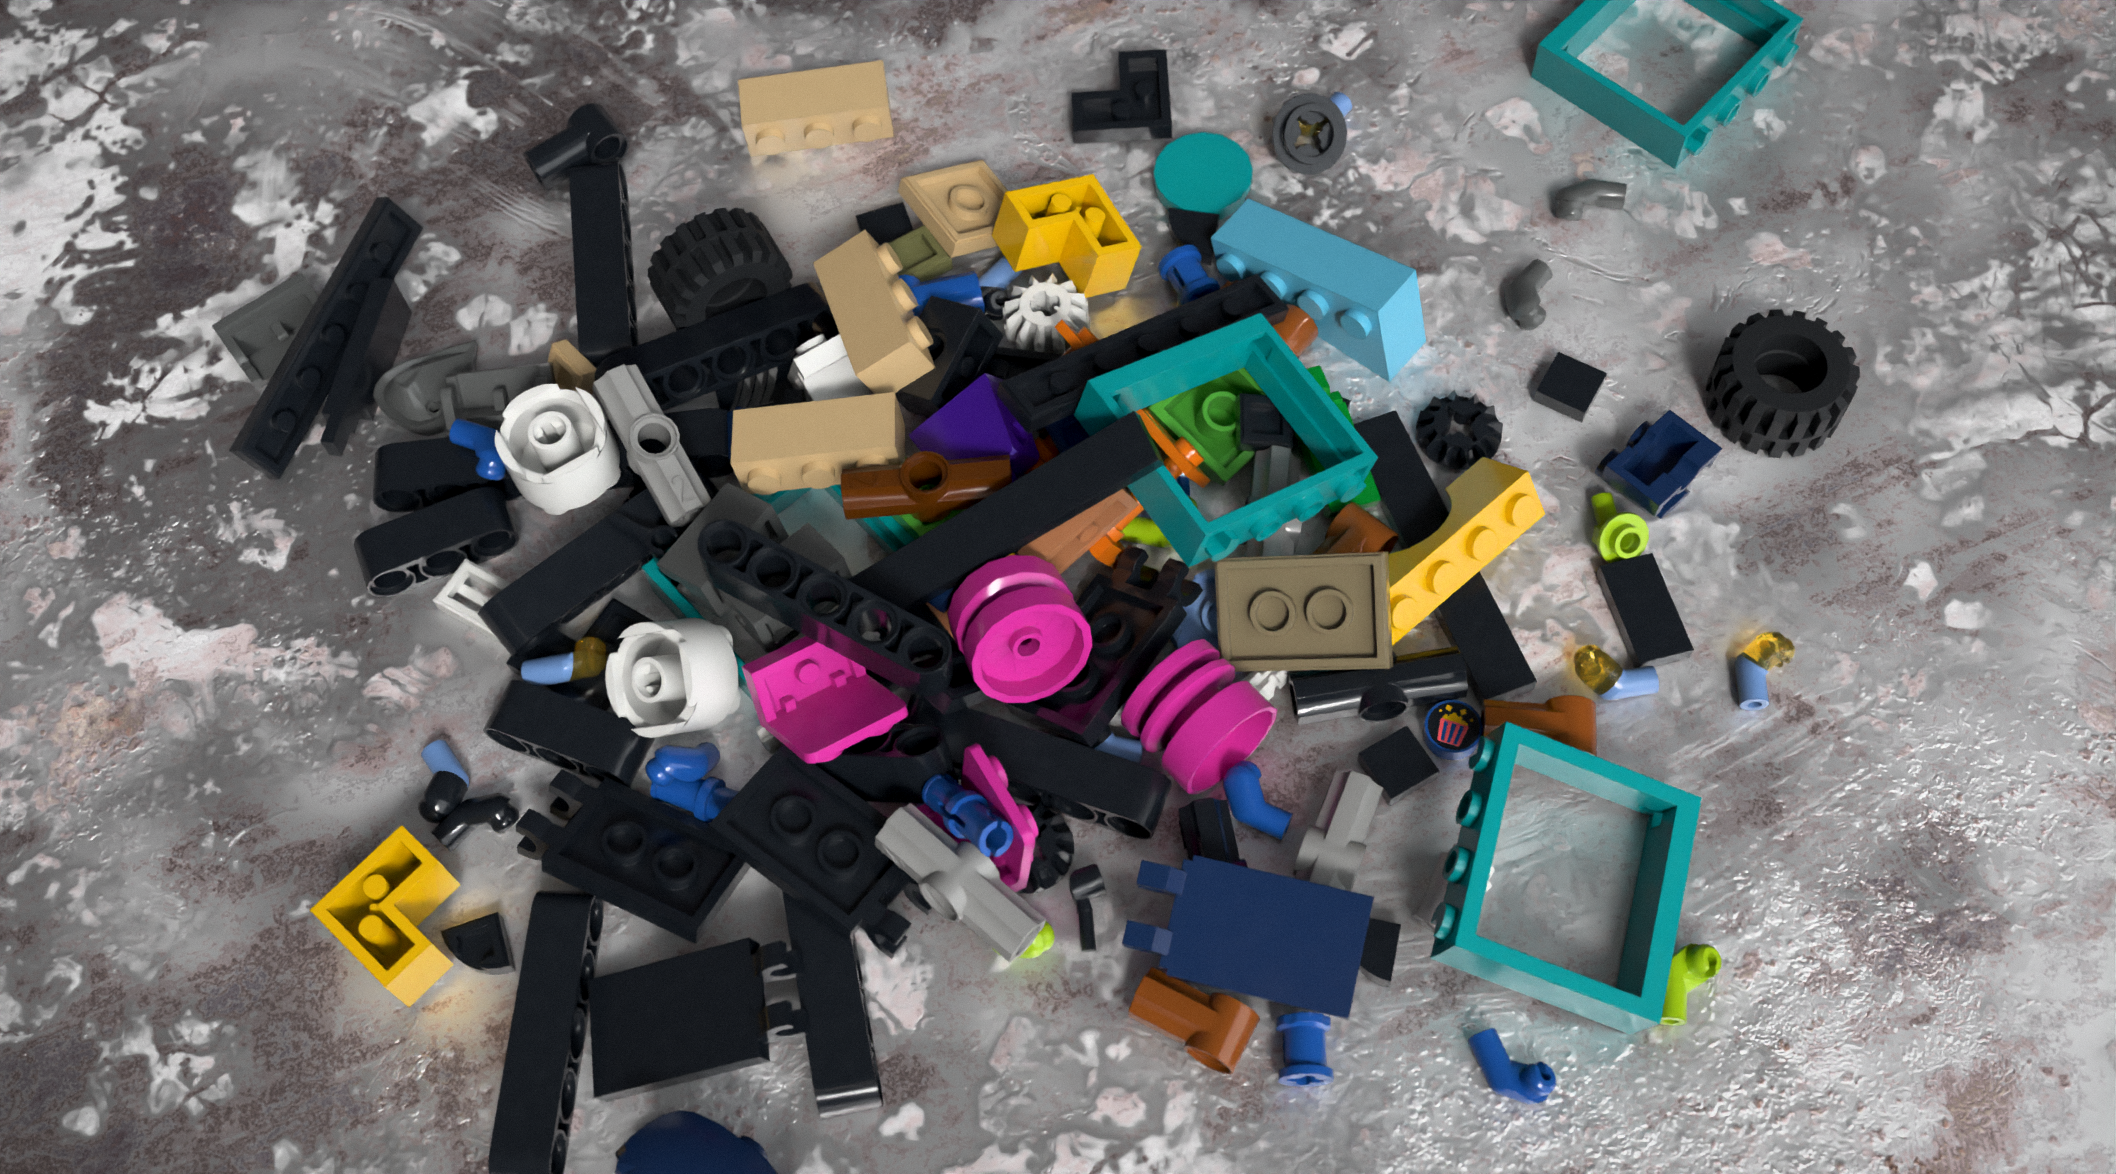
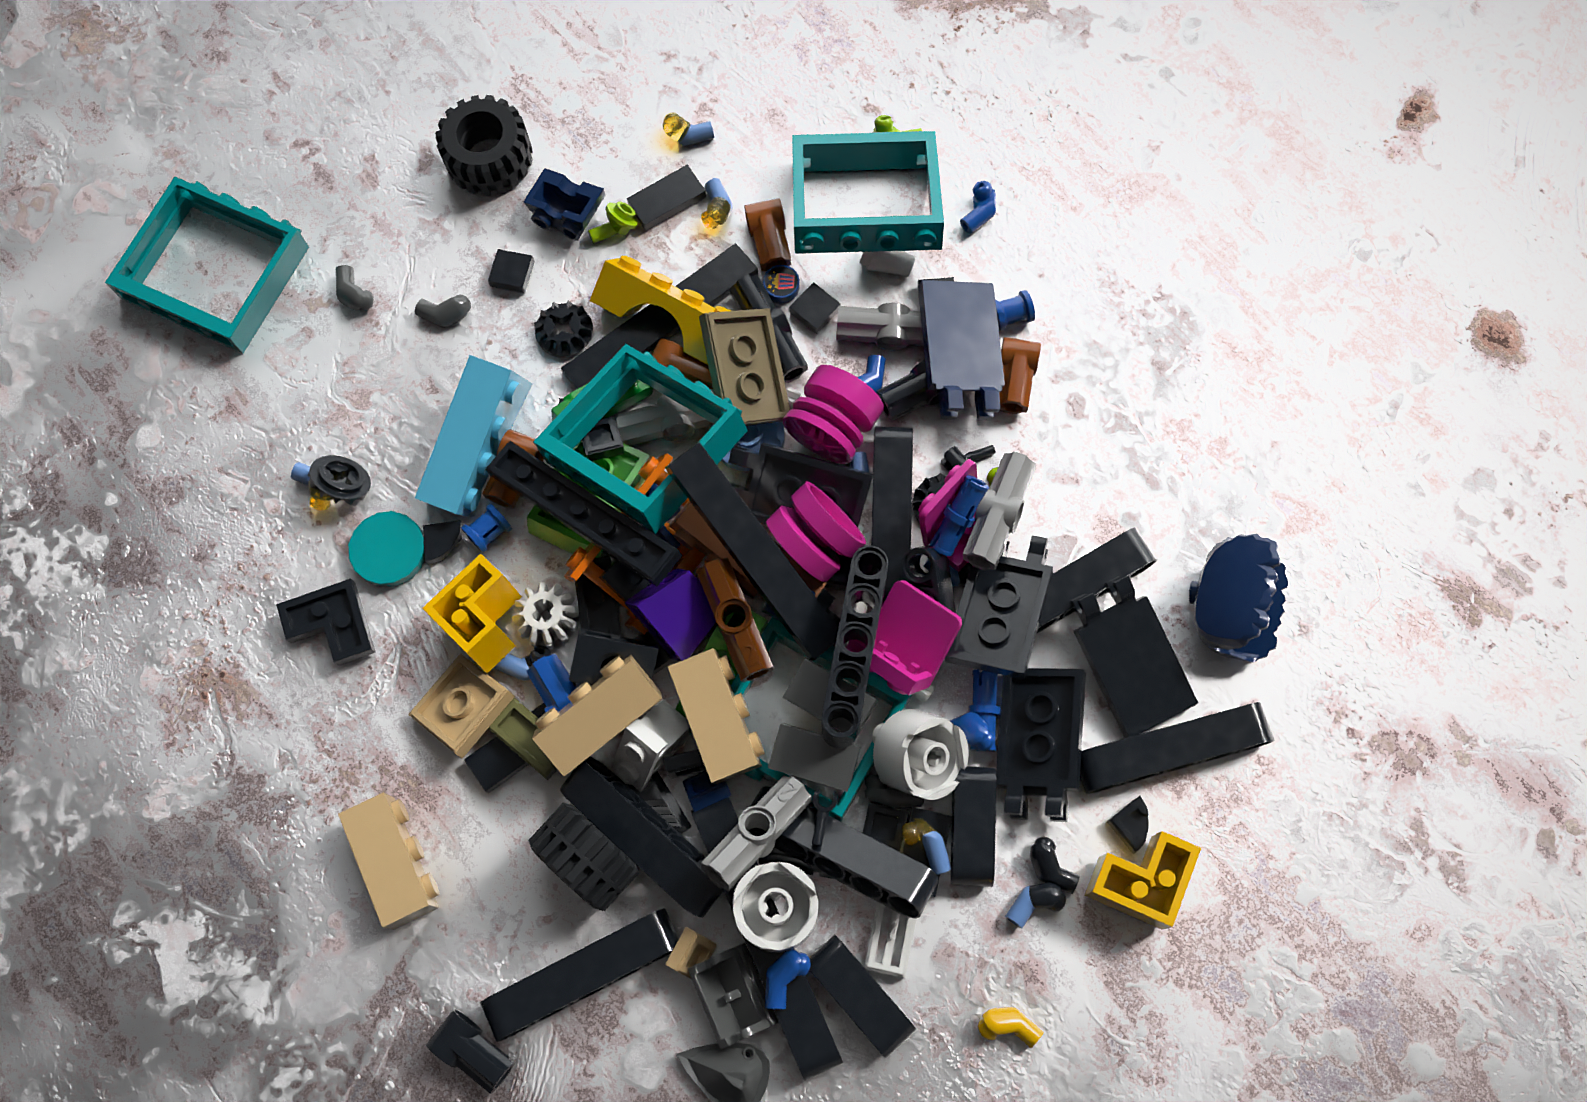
camera: 110 degrees left, 10 degrees up
(324, 703) = (1006, 1021): none -> yellow arm

